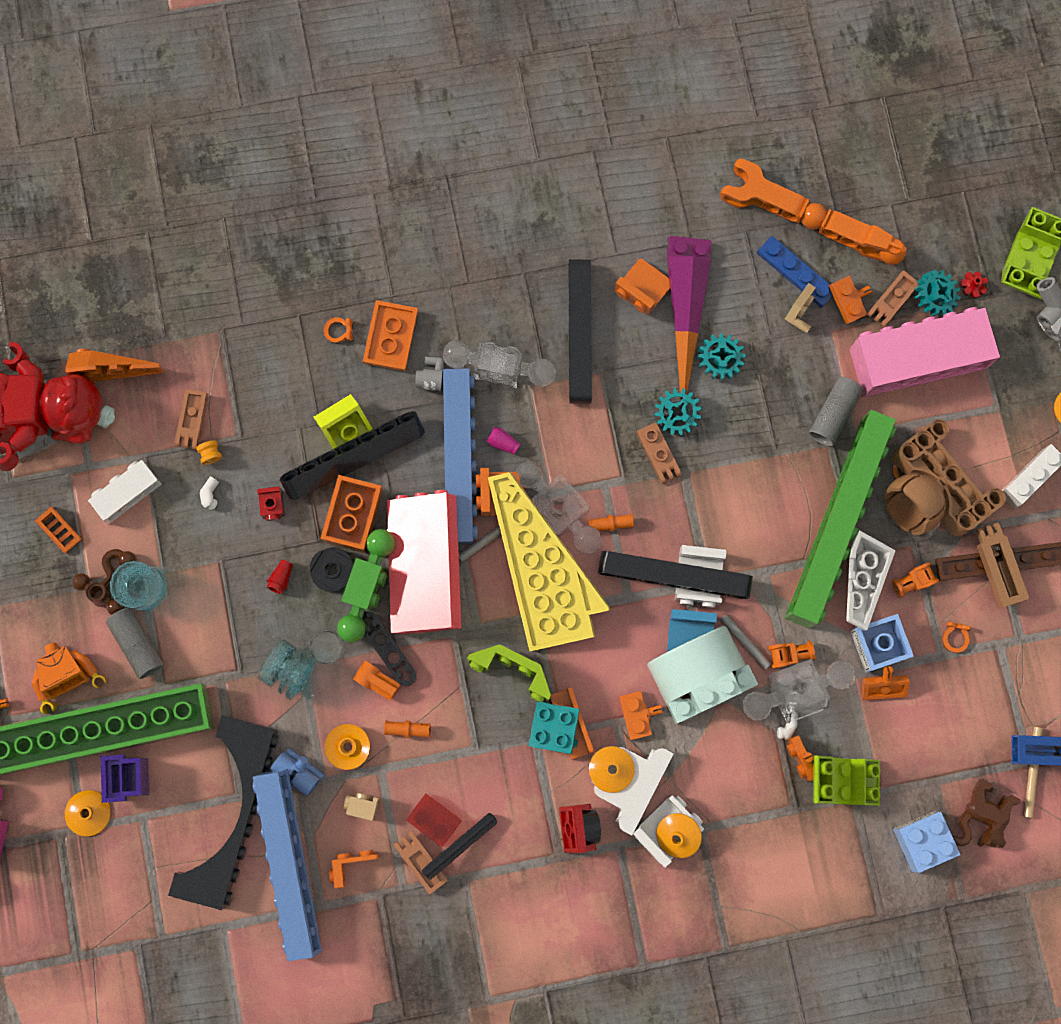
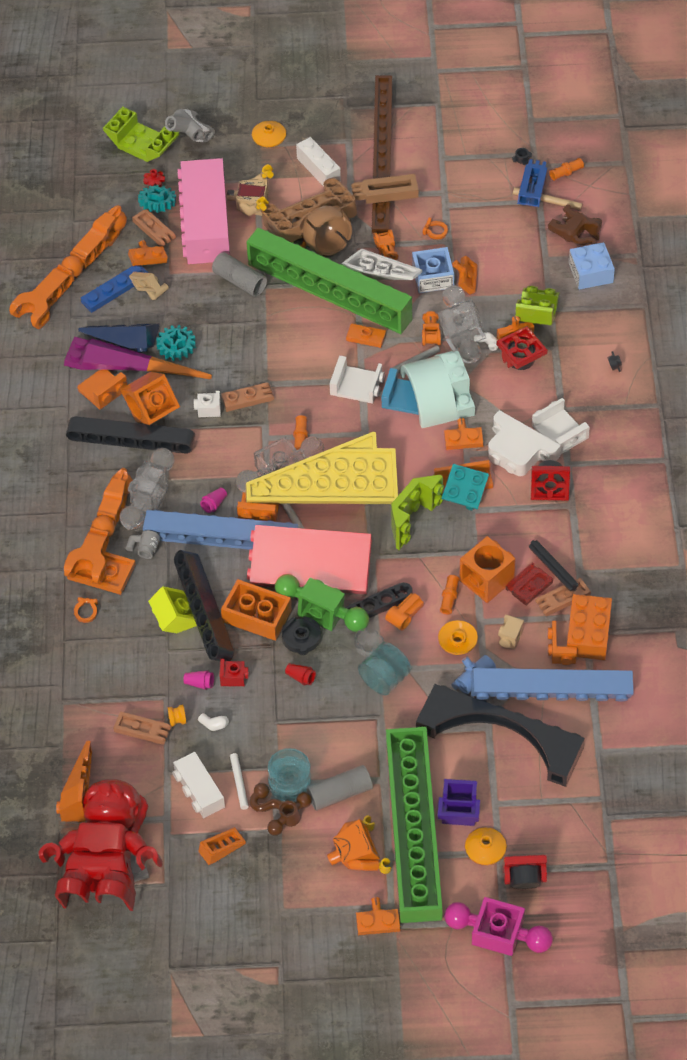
camera: 75 degrees left, 25 degrees down
(46, 861) = (525, 871): none -> piece
(139, 534) = (239, 781): none -> white bar
(259, 469) = (200, 679): none -> dark pink cone
(378, 898) = (589, 626): none -> orange brick
(418, 772) = (487, 582): none -> orange brick
(438, 325) = (91, 553): none -> orange piece
(599, 769) = (505, 456): light orange dish -> none
(621, 341) = (150, 398): none -> orange brick
(633, 416) = (208, 404): none -> white brick
(670, 405) = (219, 369): teal gear -> none
(675, 575) = (352, 394): black beam -> none
(685, 828) = (557, 419): light orange dish -> none
(722, 299) = (131, 336): none -> dark blue wedge
(772, 577) = (366, 335): none -> orange plate
(773, 769) = (521, 352): none -> red piece
(778, 887) = (615, 362): none -> black plate
(965, 404) = (252, 193): none -> torso

